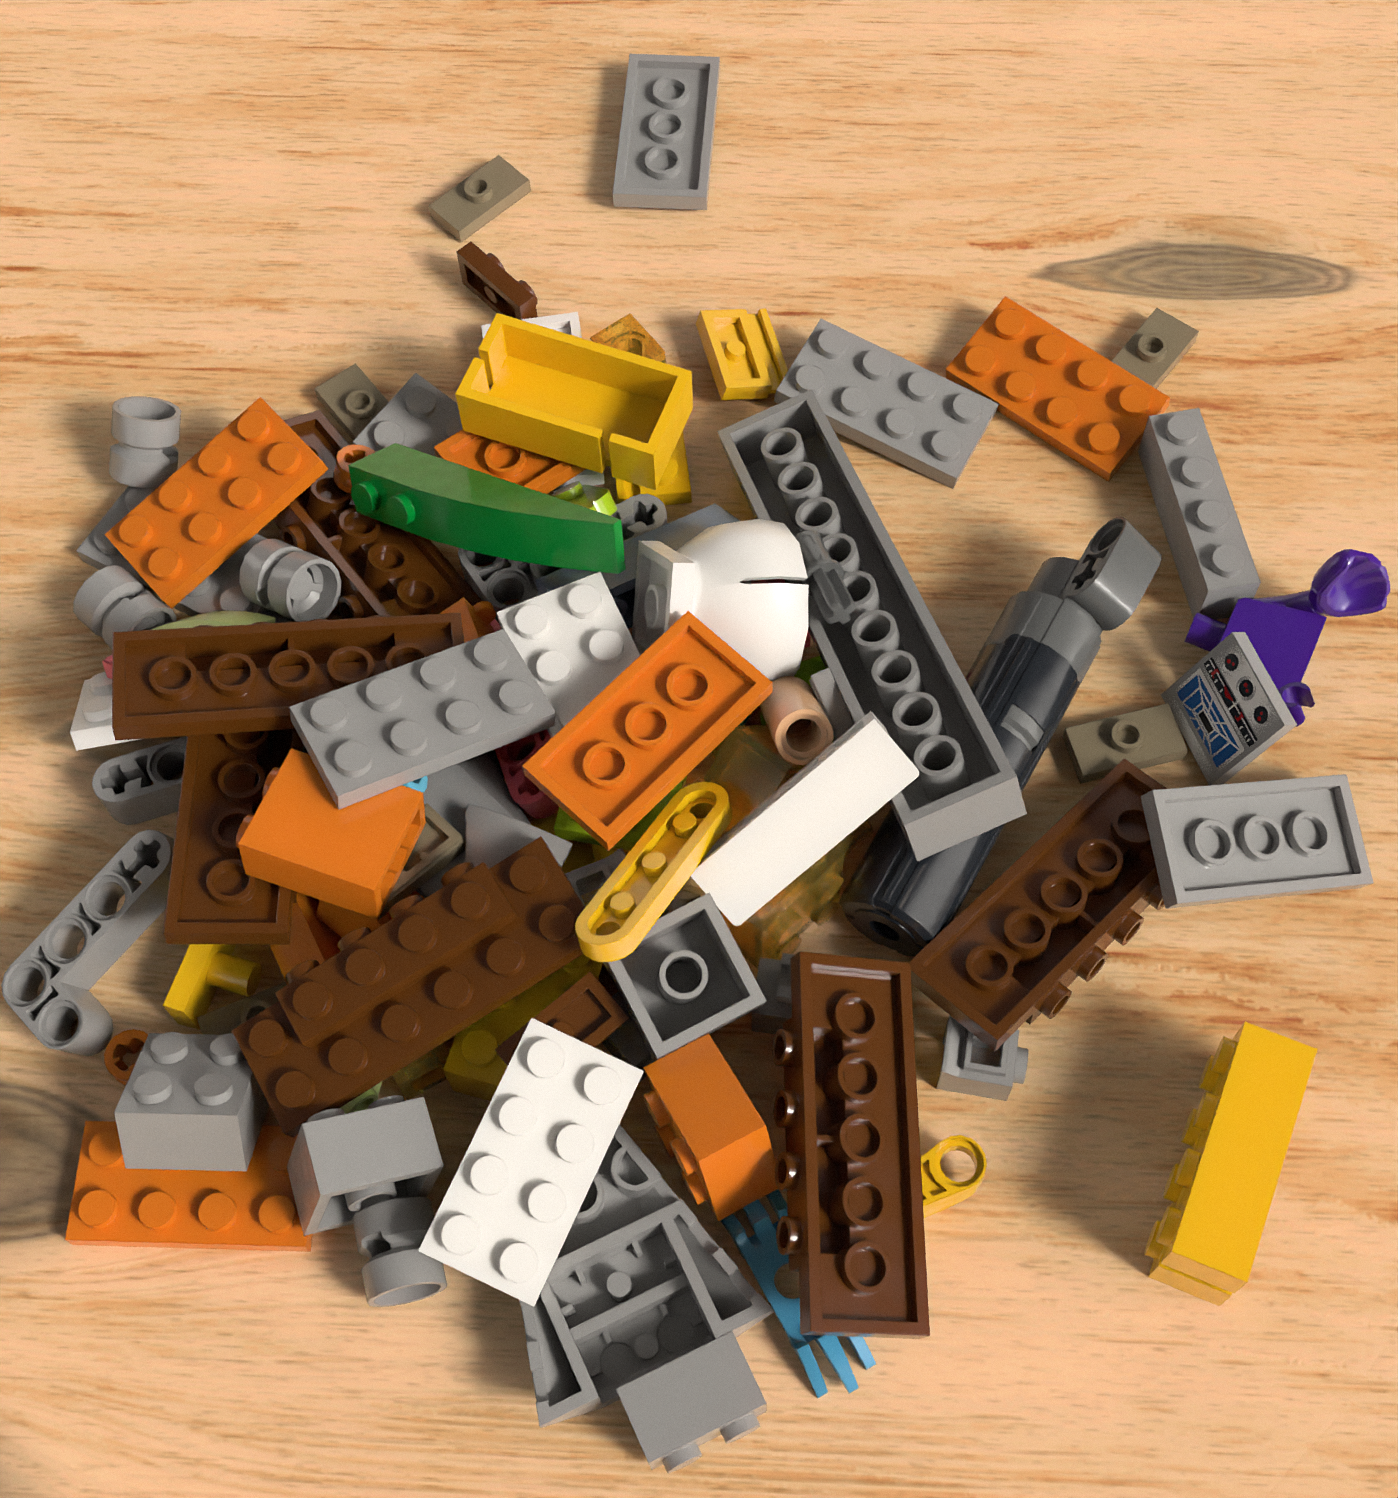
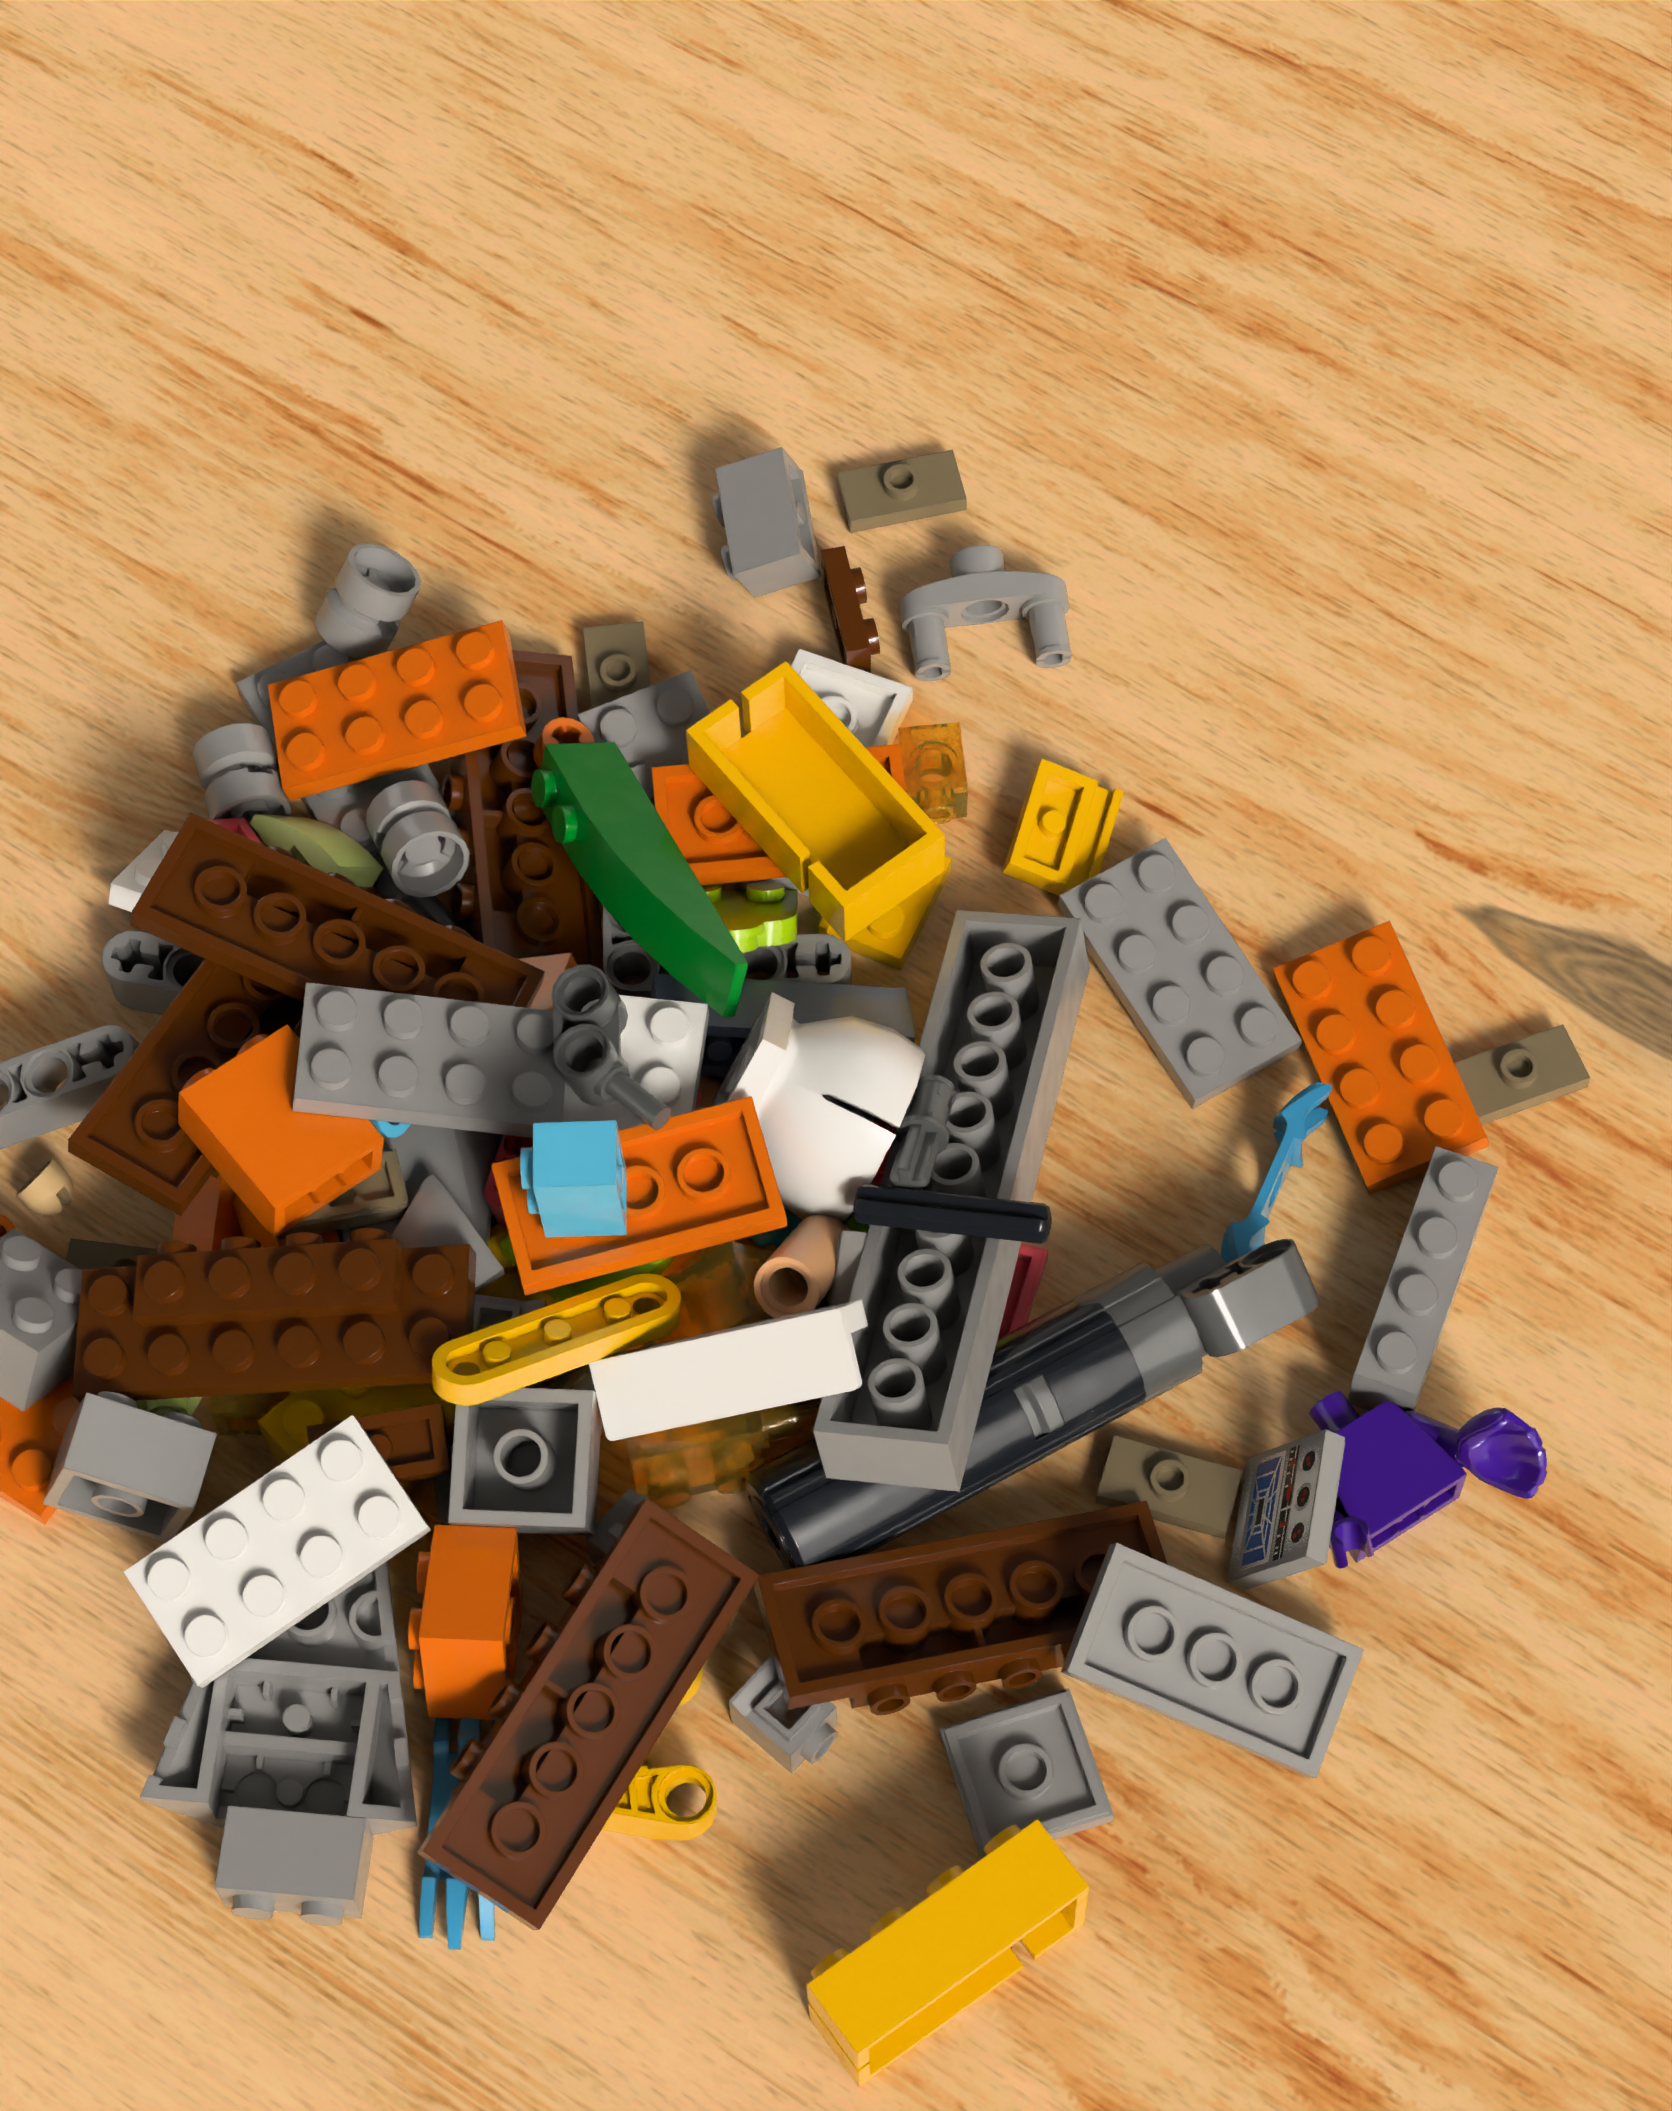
camera: 30 degrees right, 0 degrees up
(151, 990) = (46, 1190): none -> tan hinge
(199, 976) = (94, 1202): yellow tile -> none
(391, 1239) = (98, 1585): light grey wheel -> none
(404, 255) = (766, 523): none -> light grey brick
(541, 629) = (595, 1035): none -> dark grey beam
(586, 230) = (984, 594): none -> light grey connector
(610, 731) = (576, 1178): none -> medium azure brick
(667, 132) = (1160, 517): light grey plate -> none
(888, 617) = (952, 1213): none -> black axle
(1037, 468) = (1293, 1125): none -> dark azure piece
(1173, 1001) = (1025, 1768): none -> light grey tile

